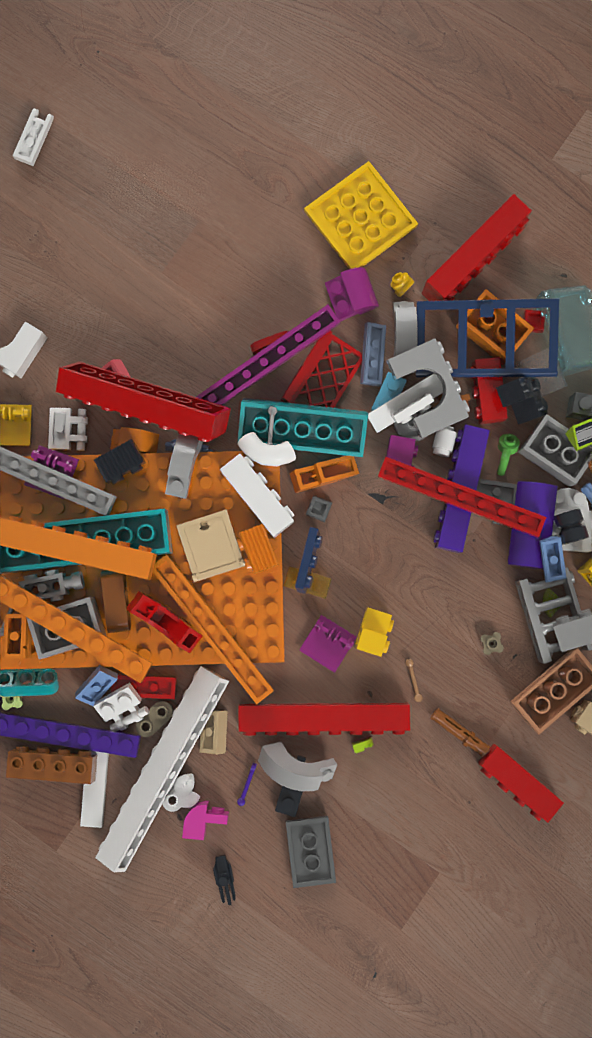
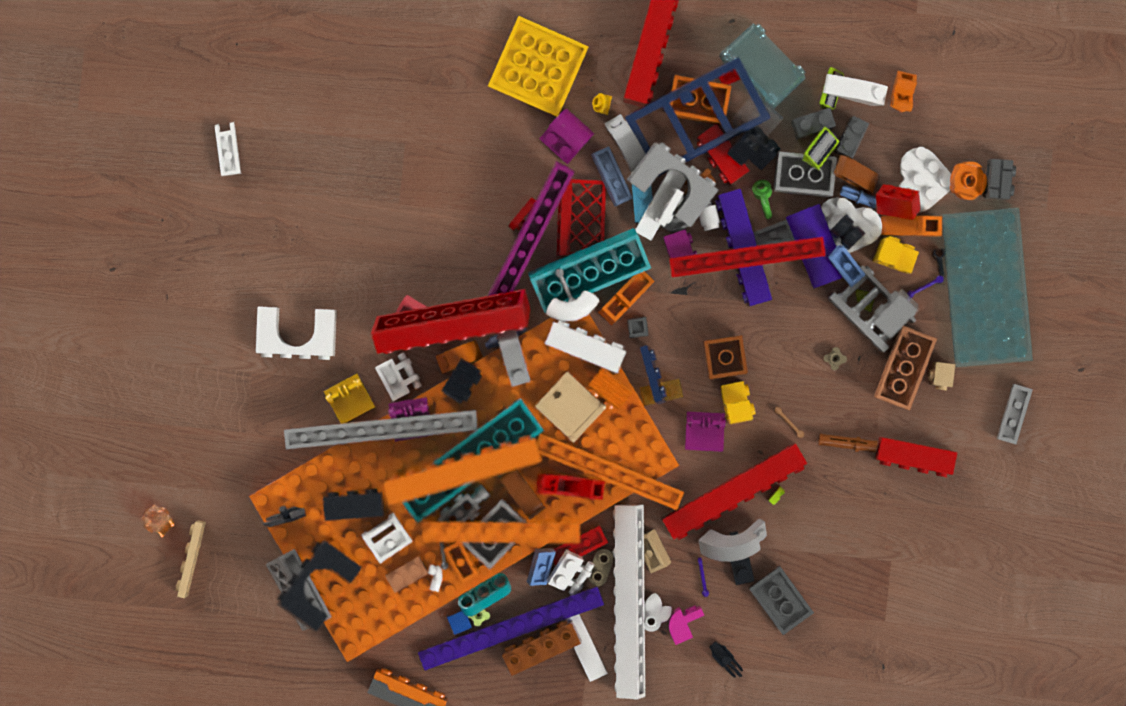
camera: 25 degrees left, 5 degrees up
(387, 582) = (725, 357): none -> dark orange brick

